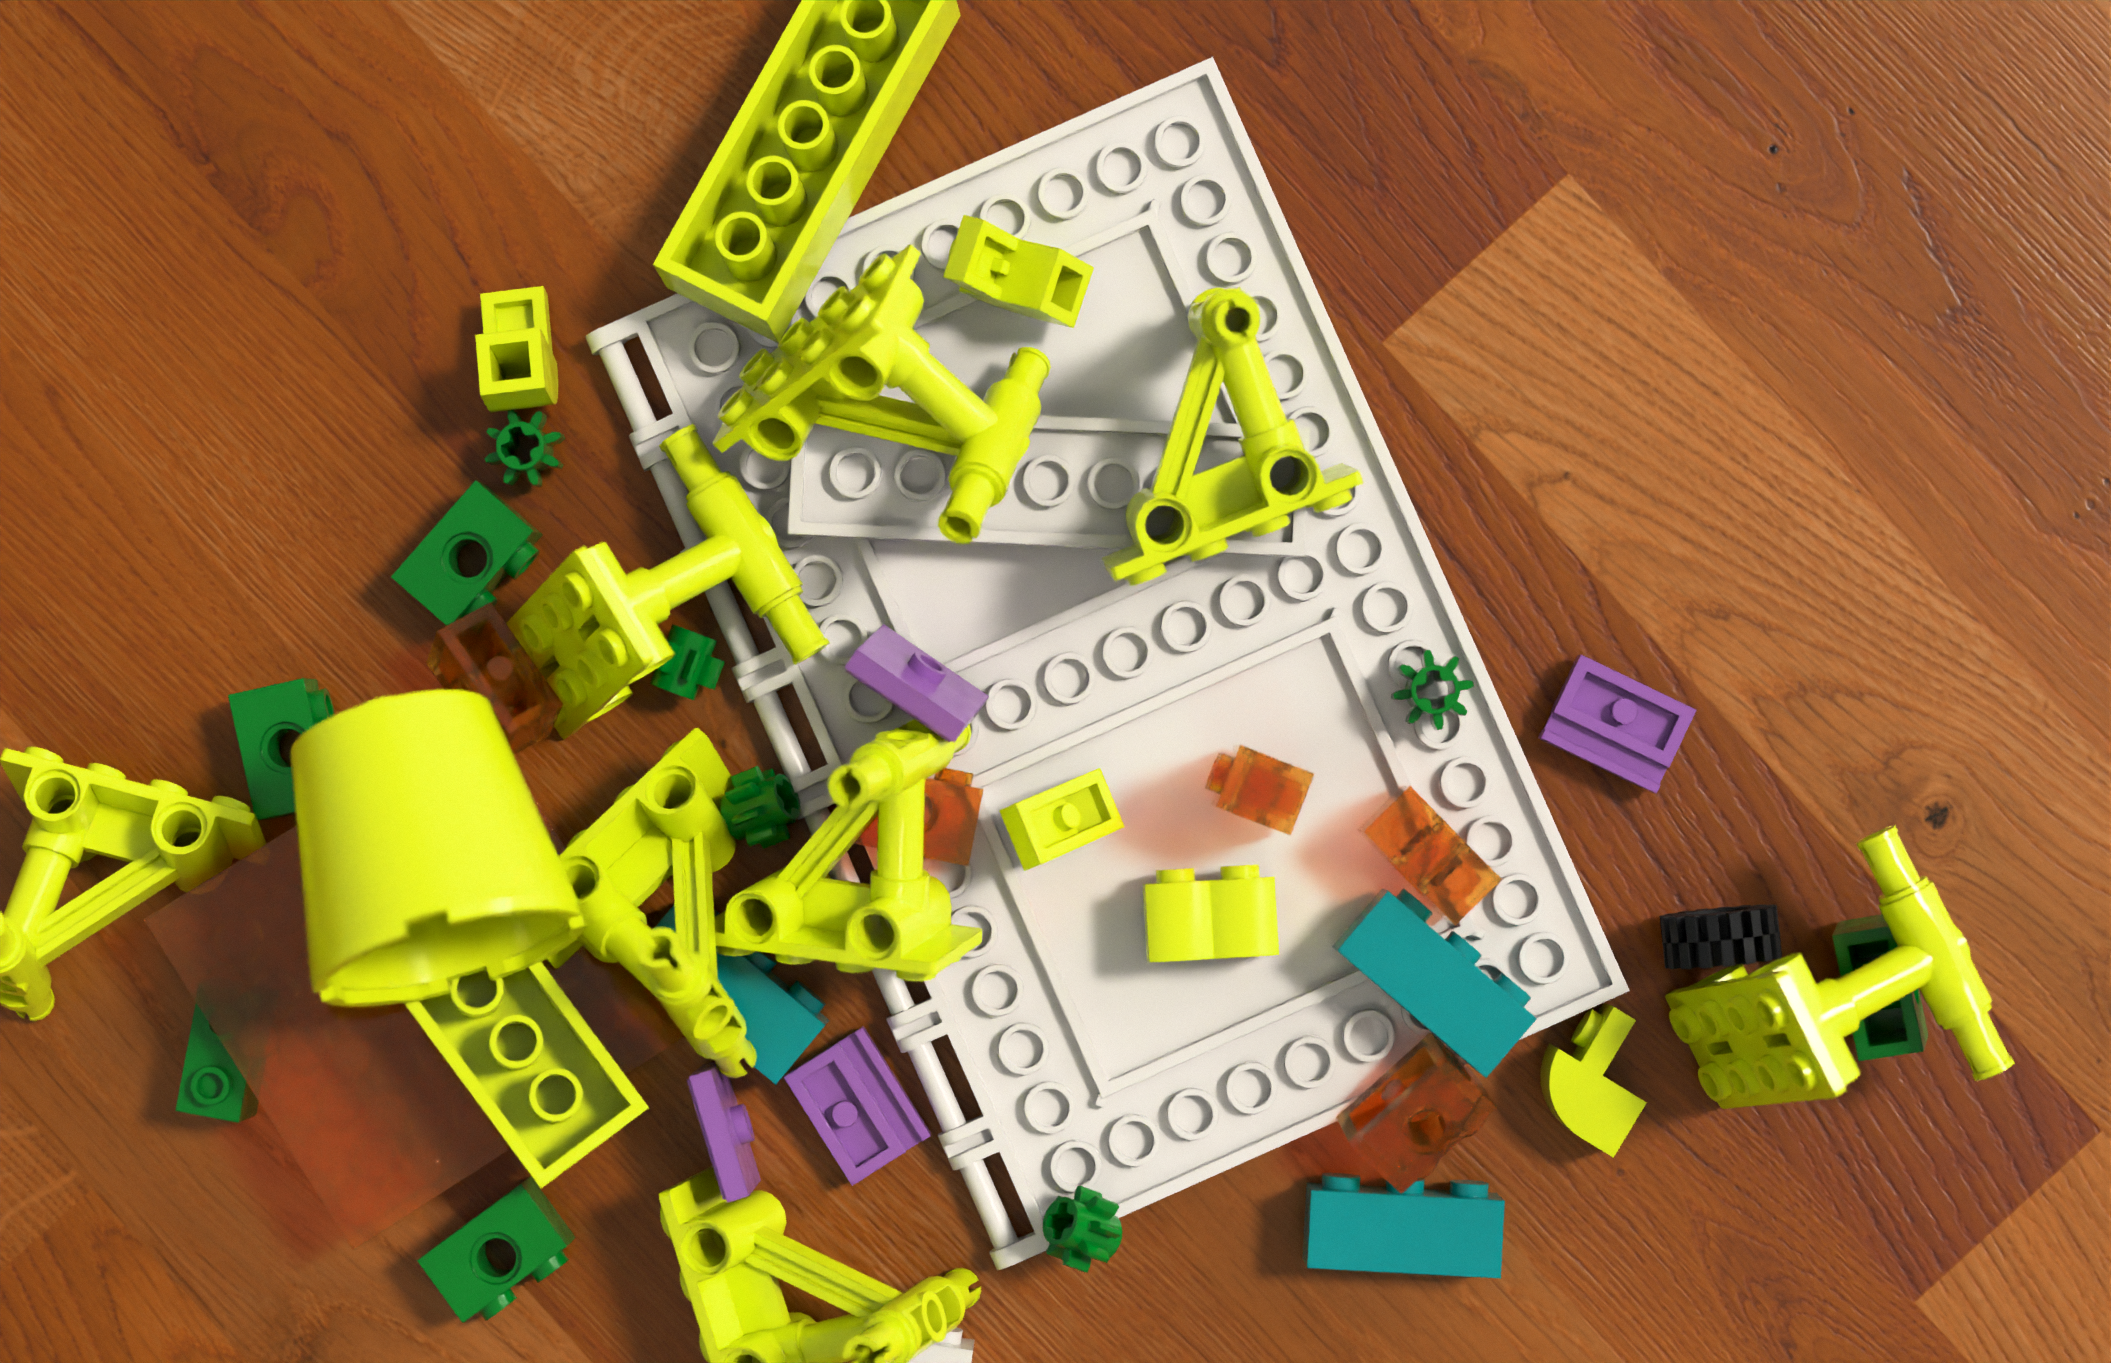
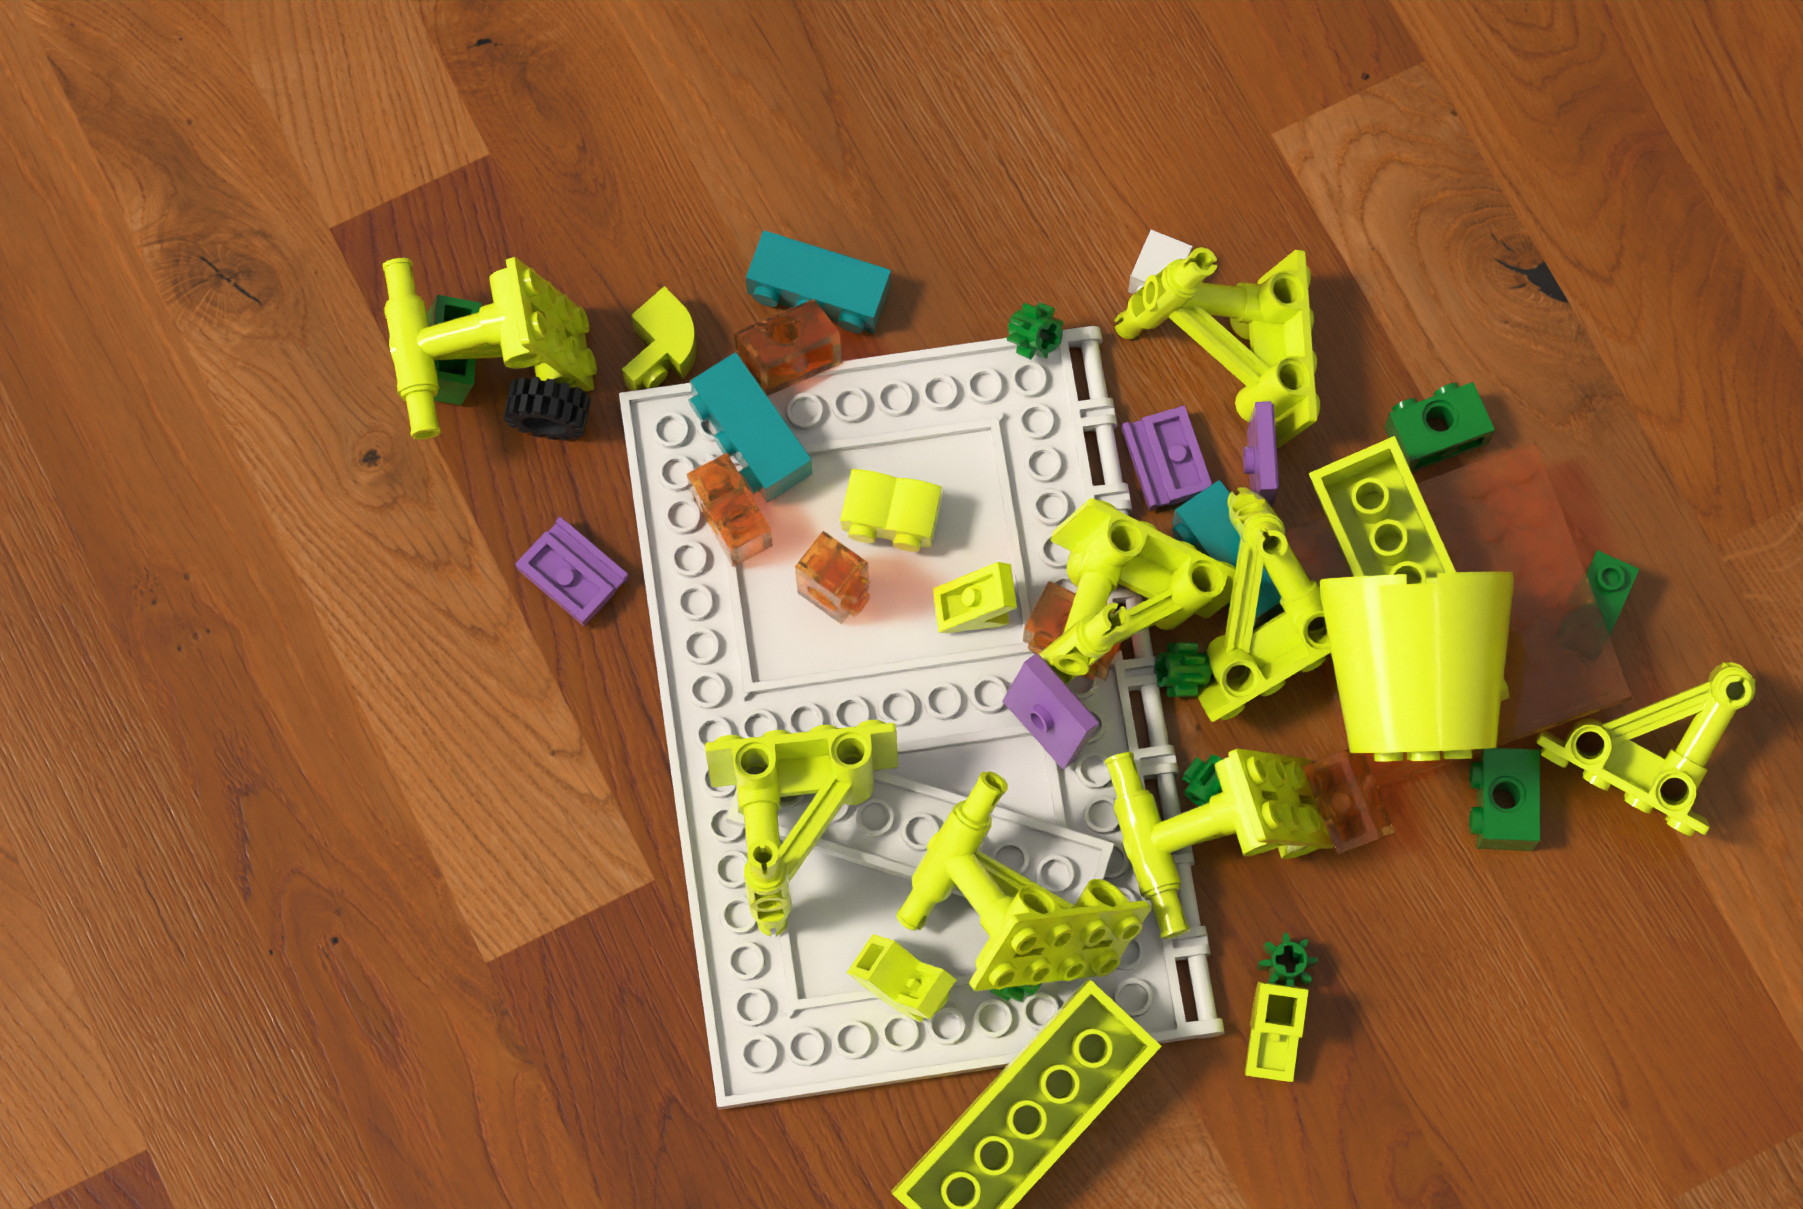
camera: 170 degrees left, 15 degrees down
(433, 570) = (1331, 921): green brick -> none
(1444, 702) = (703, 626): green gear -> none

